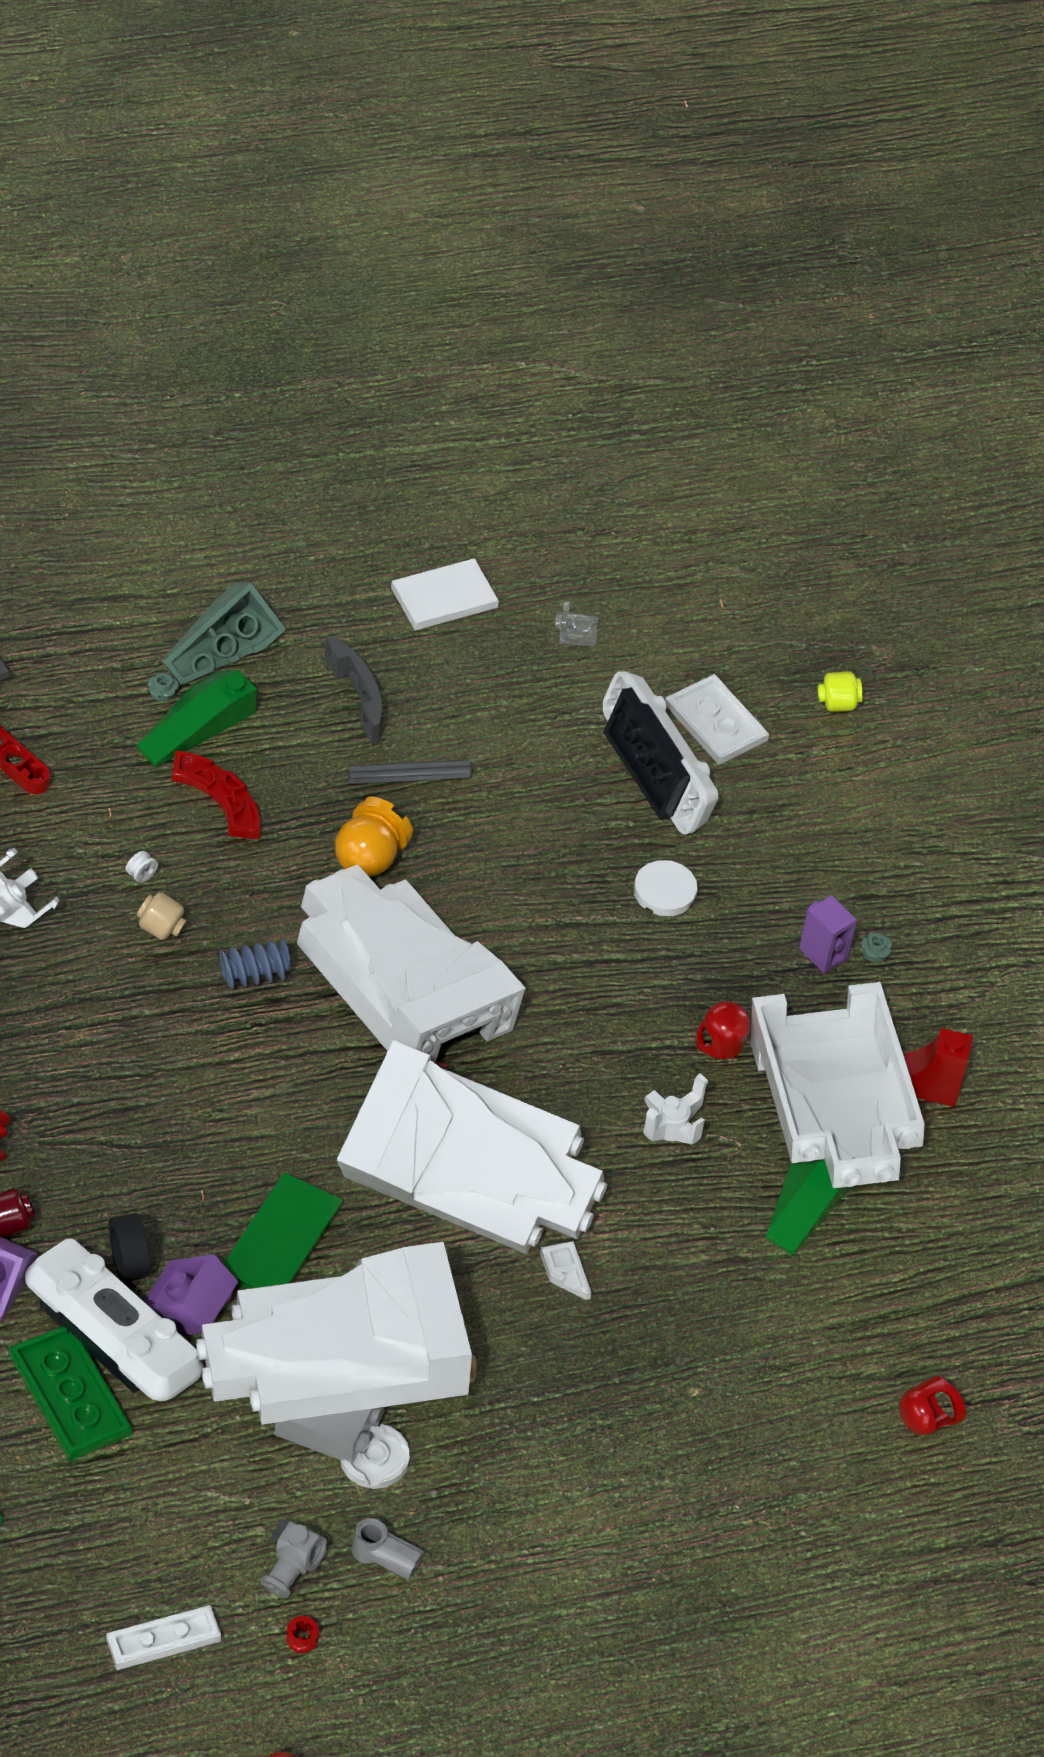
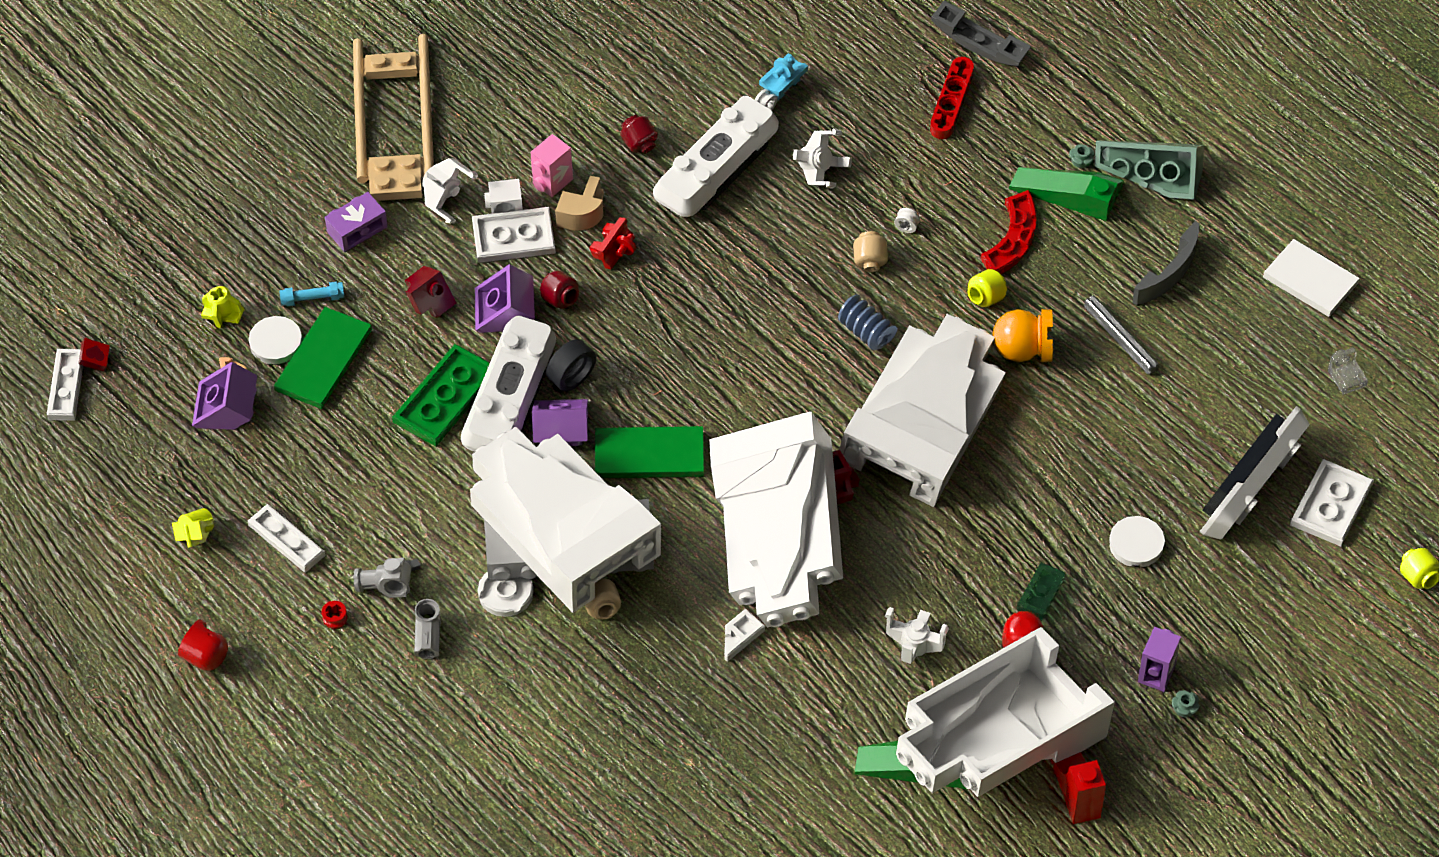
camera: 70 degrees right, 5 degrees up
(94, 1720) = (194, 527): none -> neon yellow piece
(280, 844) = (987, 288): none -> neon yellow head
(678, 991) = (1041, 590): none -> clear green plate

